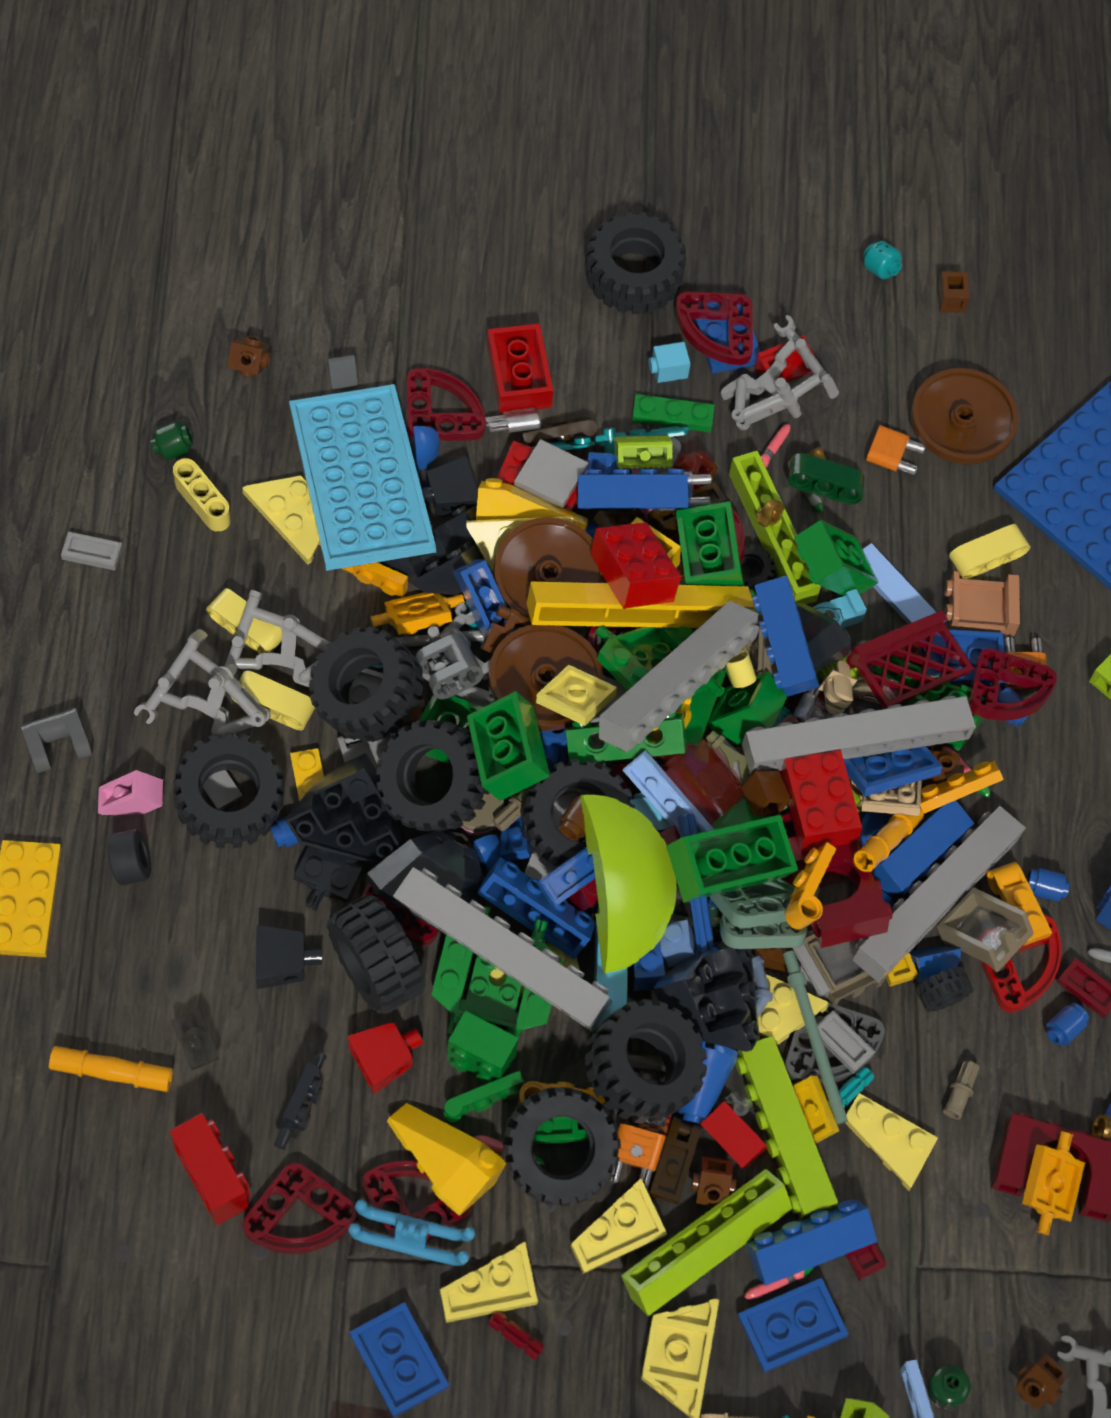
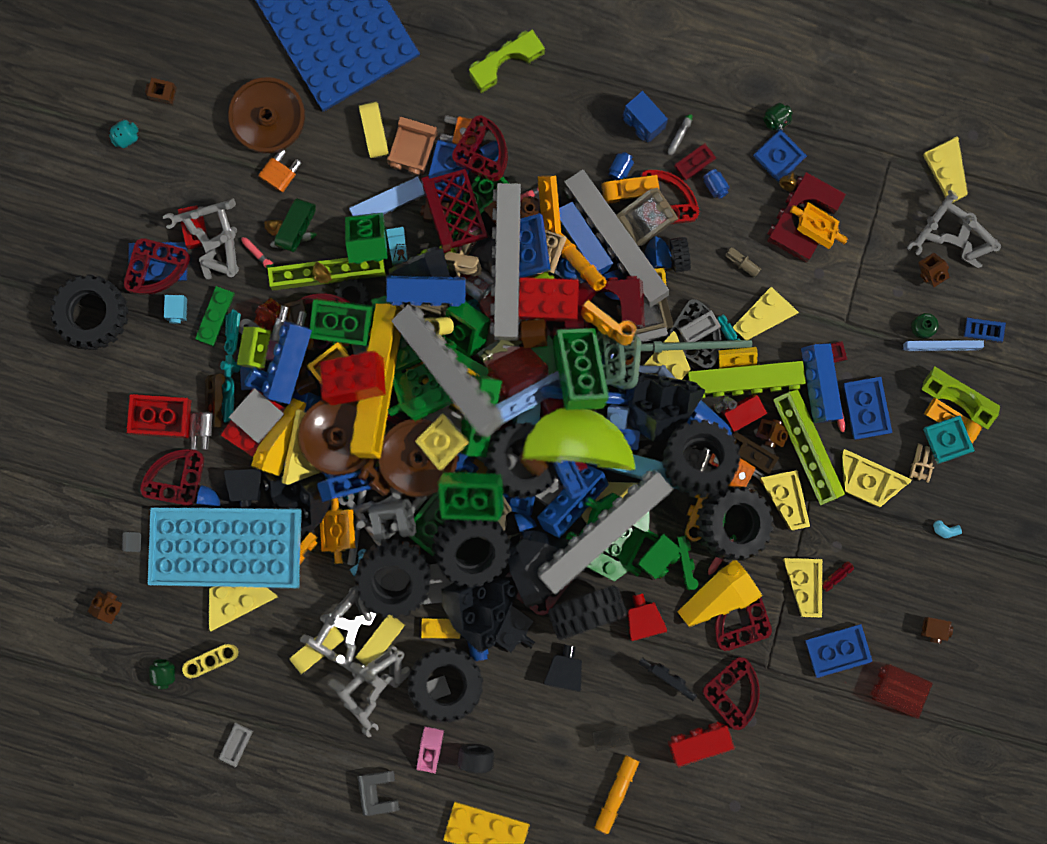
camera: 75 degrees left, 20 degrees up
(411, 1235) = (767, 626): dark azure piece -> none

